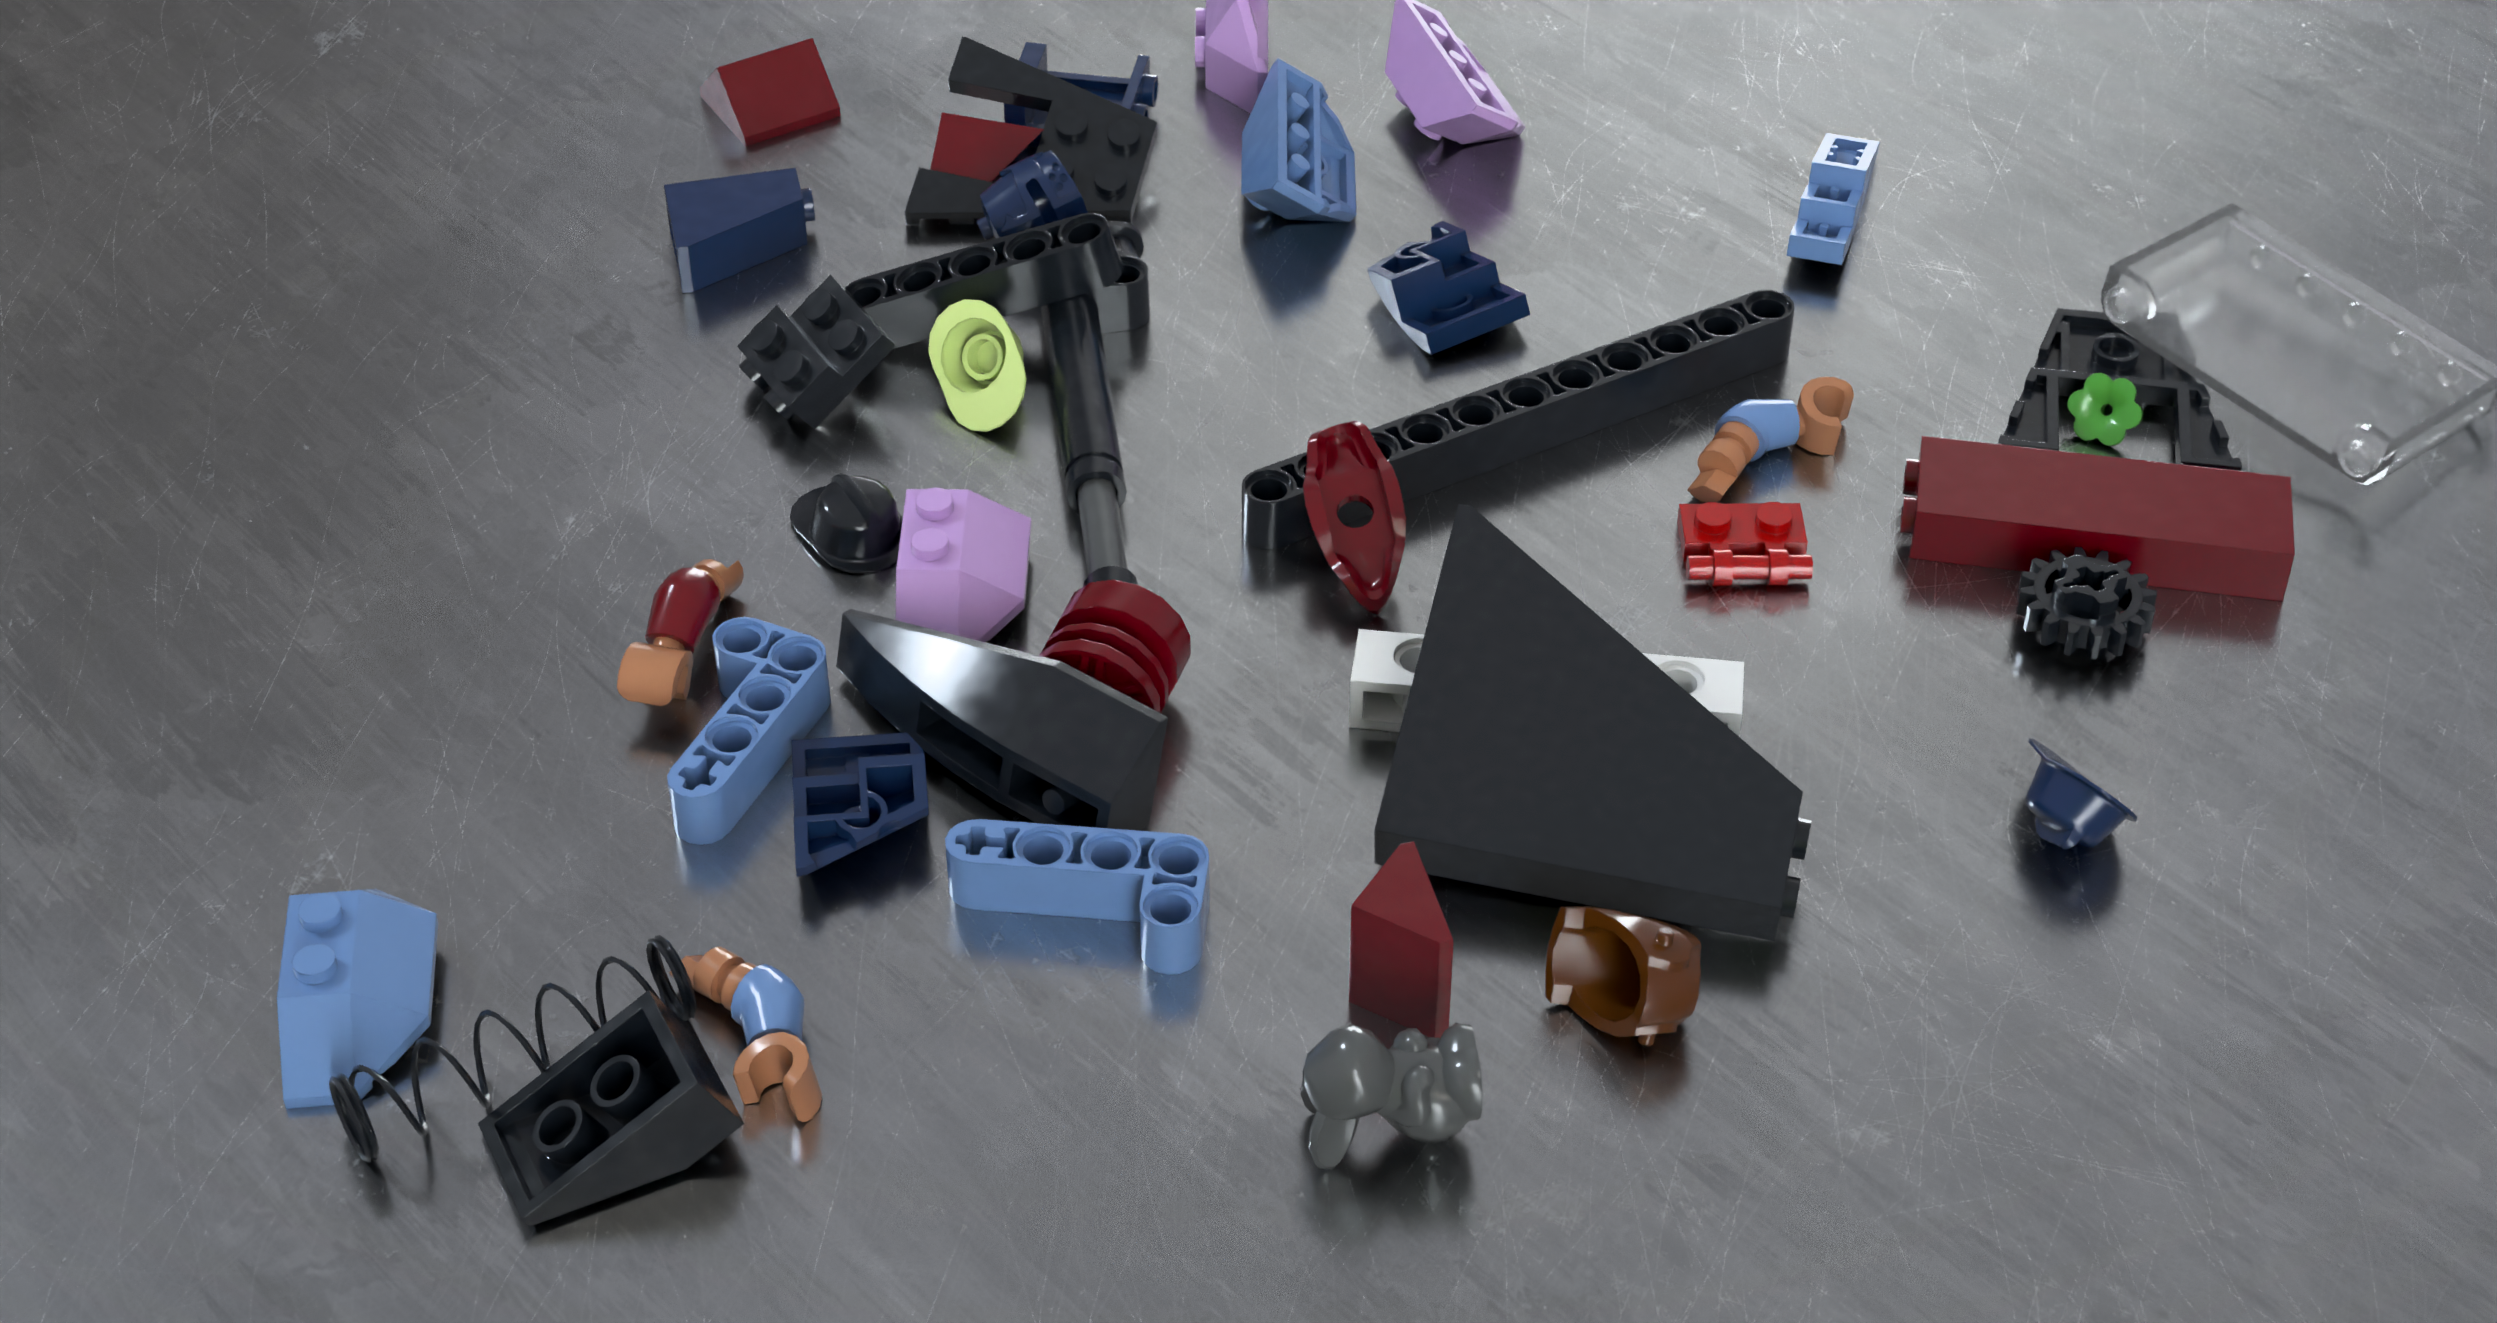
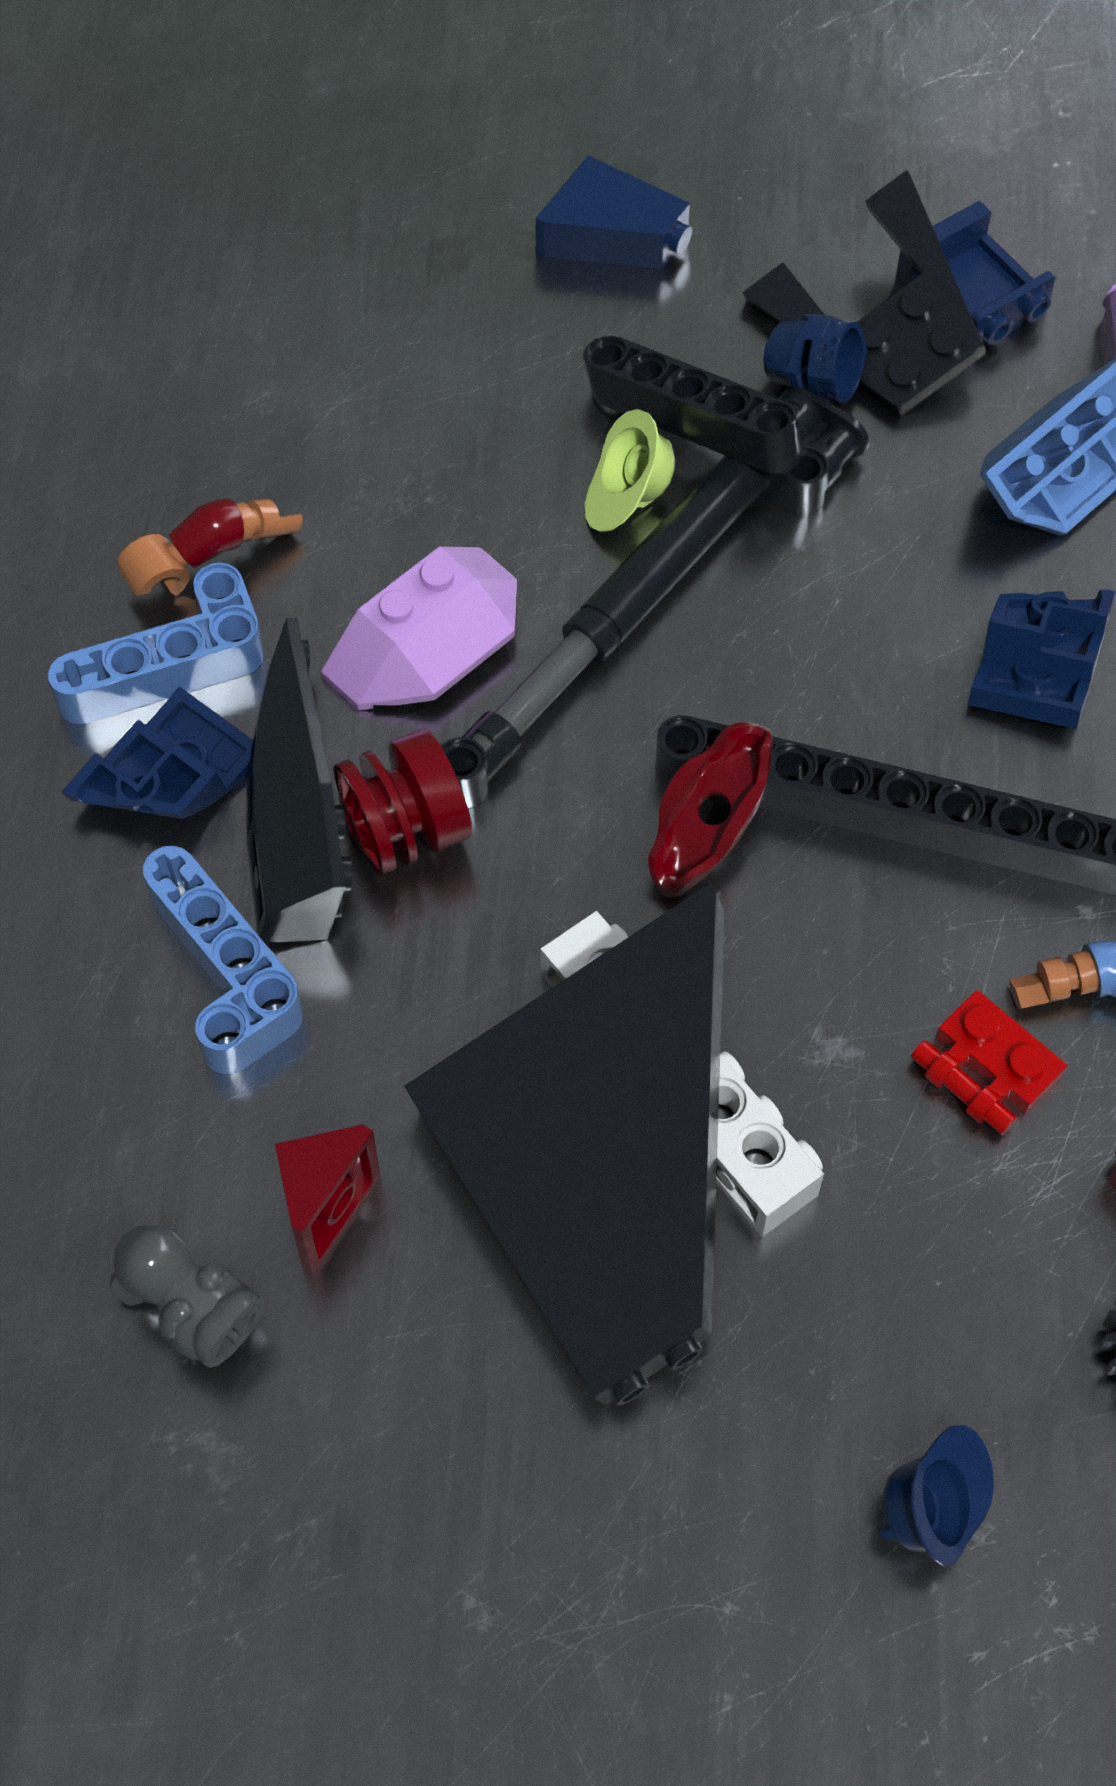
camera: 45 degrees right, 20 degrees up
(772, 93) = (772, 120): dark red slope -> none
(814, 353) = (530, 376): black plate -> none
(851, 523) = (414, 527): black piece -> none
(978, 146) = (846, 272): dark red slope -> none
(1623, 971) = (451, 1347): reddish brown helmet -> none

